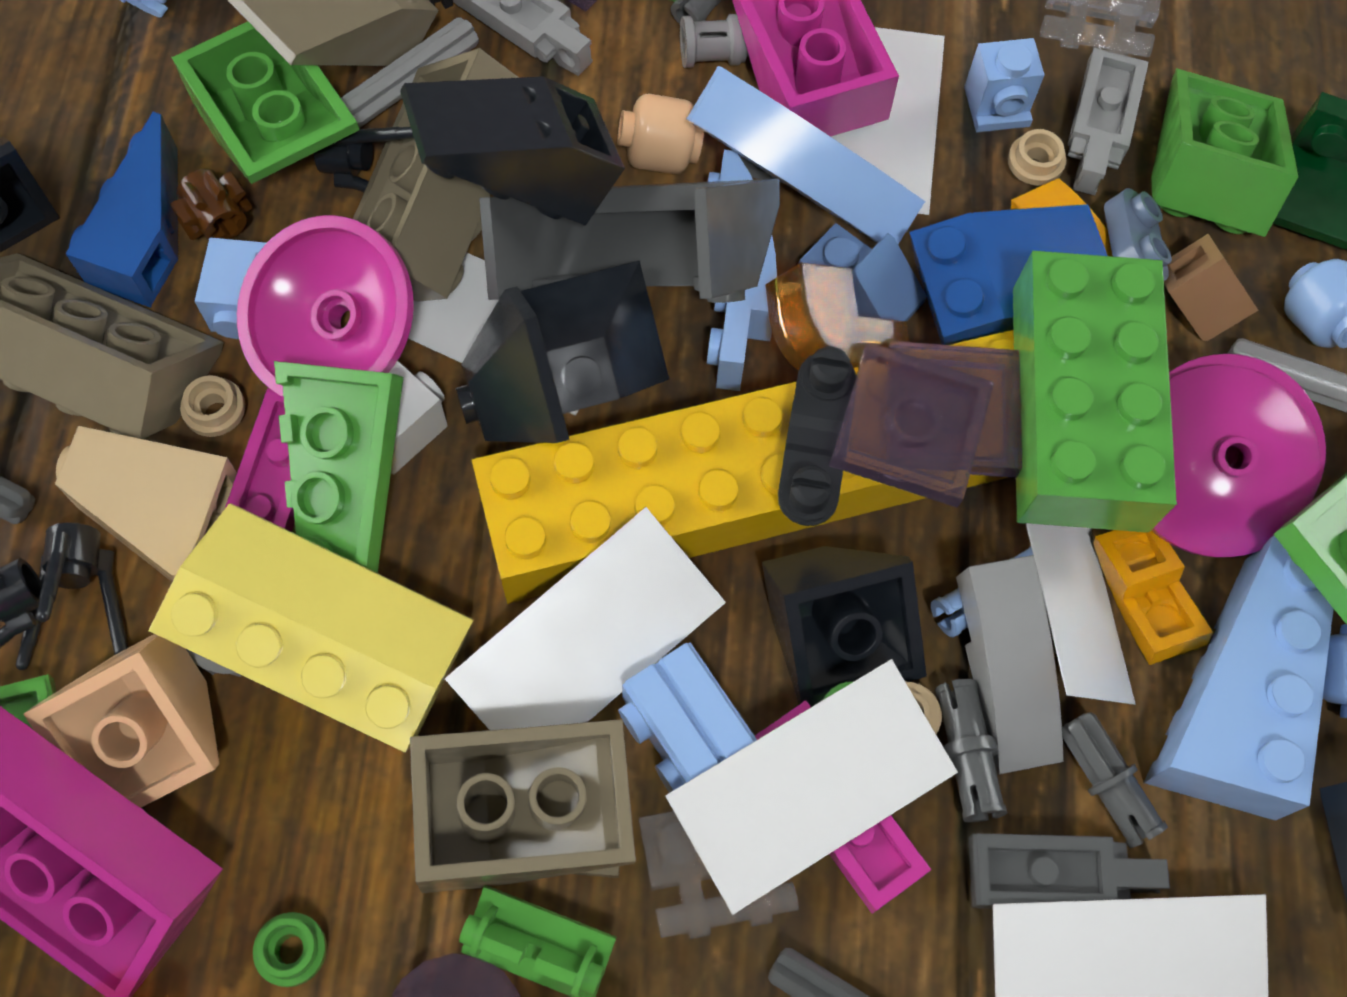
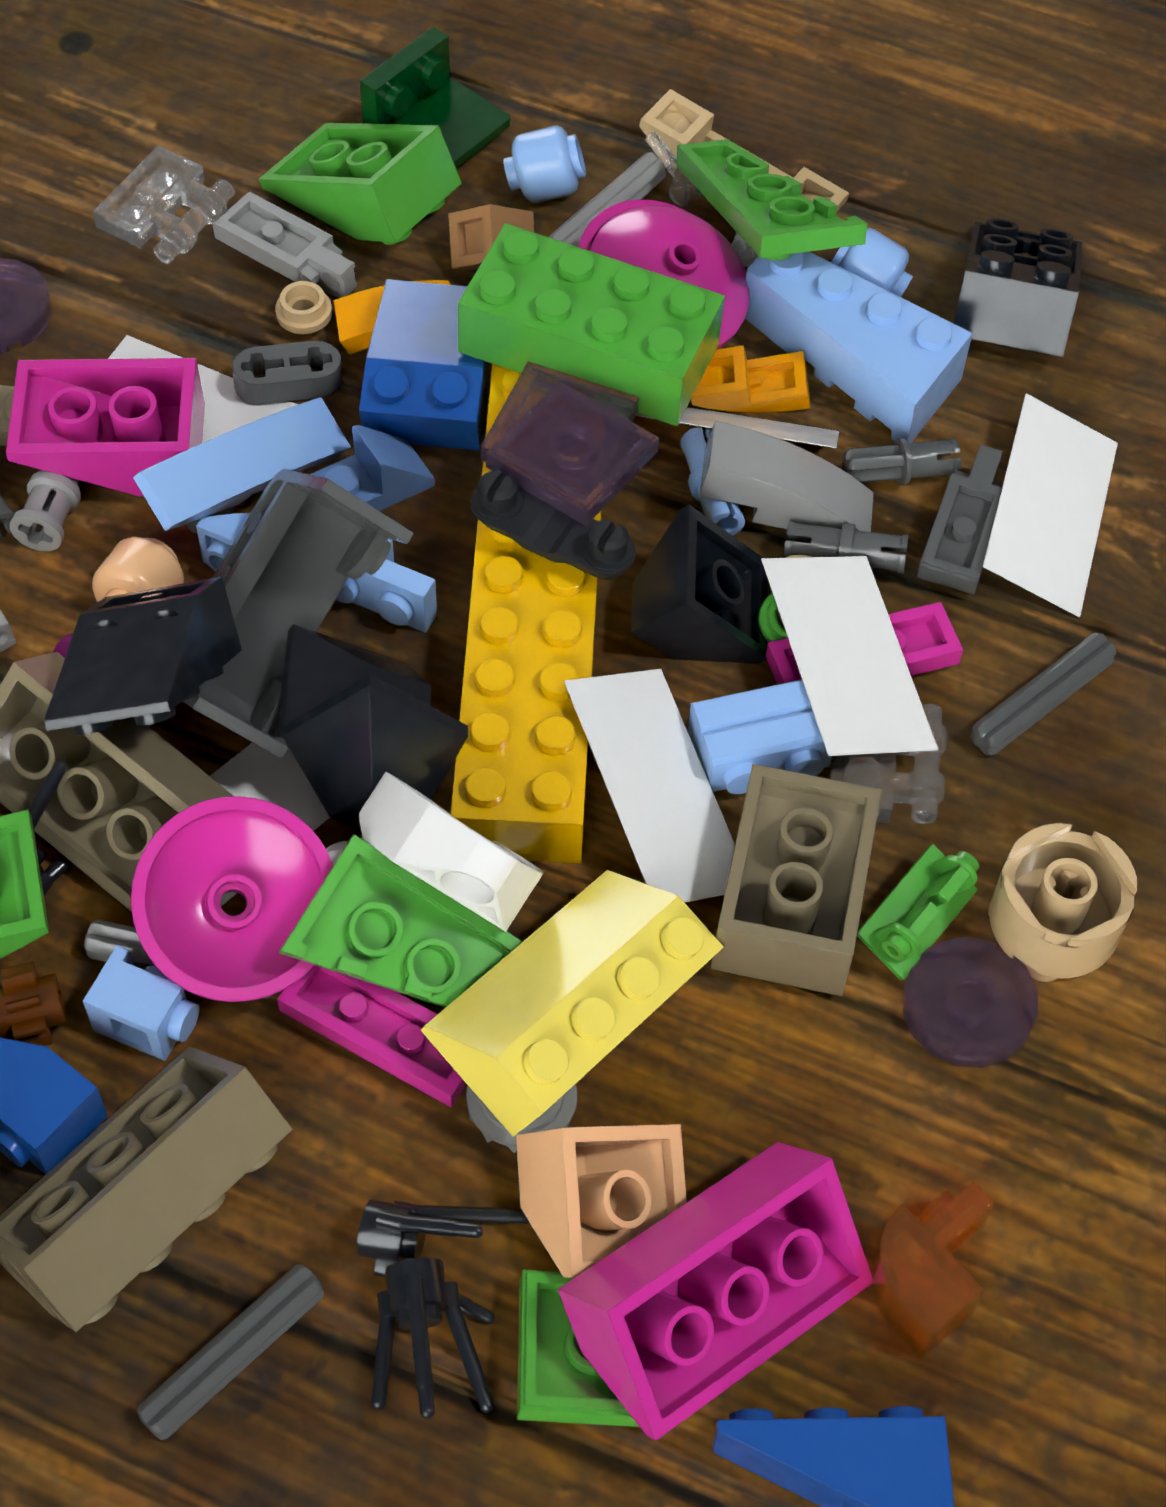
camera: 70 degrees left, 10 degrees down
(146, 492) = (362, 1140): tan slope -> none
(208, 391) = (271, 1049): tan plate -> none
(269, 942) = (869, 1100): bright green plate -> none
(381, 475) = (446, 852): none -> white connector
(818, 309) = (427, 501): clear orange brick -> none
(961, 168) = (287, 372): none -> dark grey beam
(1003, 84) = (220, 301): light blue brick -> none
(1135, 229) = (405, 261): sand blue plate -> none

